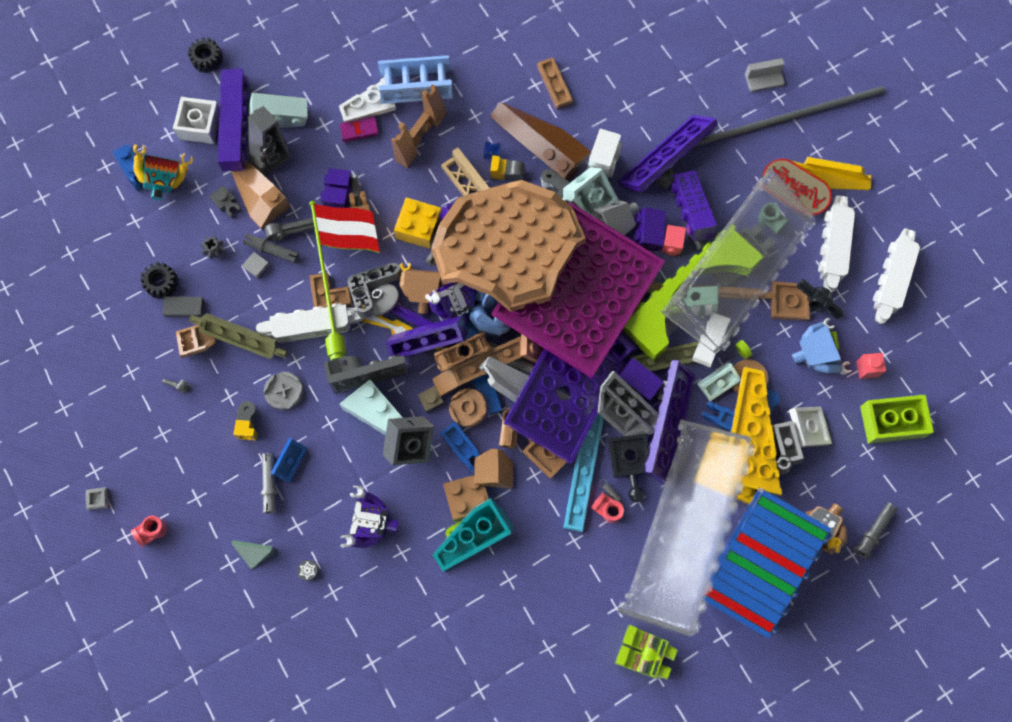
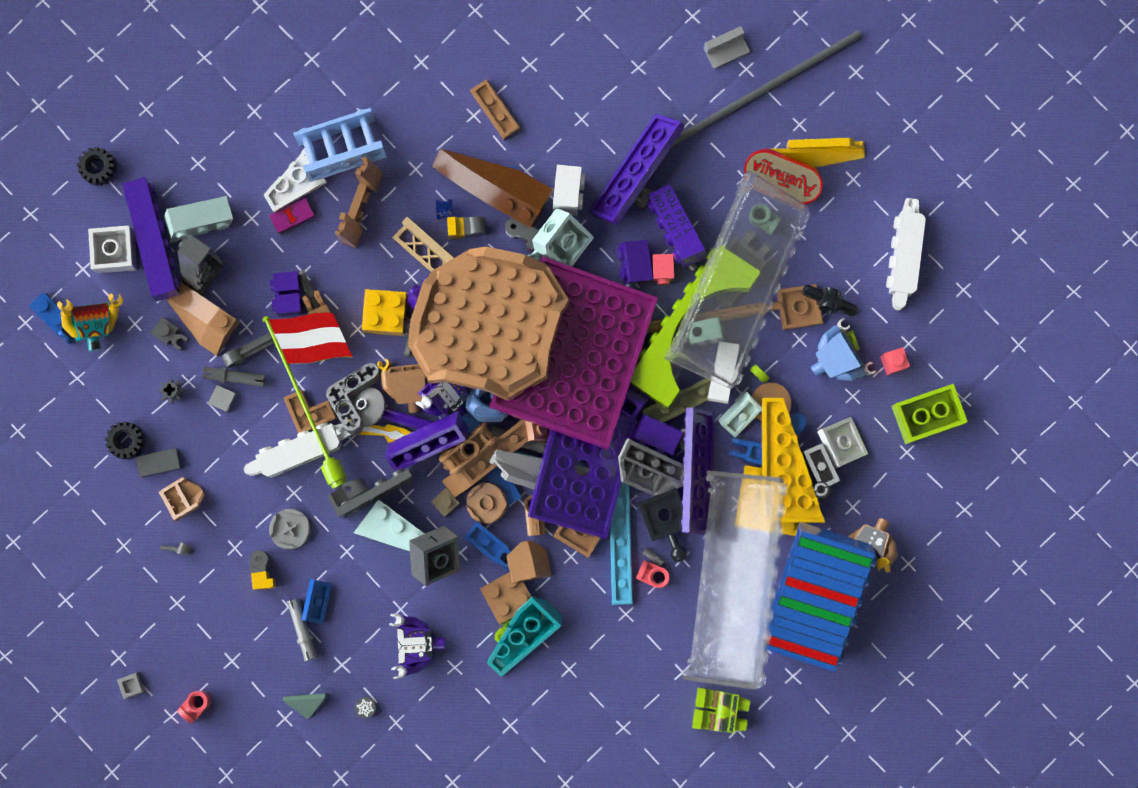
camera: 10 degrees left, 10 degrees up
(238, 336) = (227, 482): olive plate -> none
(618, 215) = (597, 257): light grey torso -> none
(837, 243) = (838, 231): white hinge -> none
(871, 537) = (924, 544): dark grey pin -> none

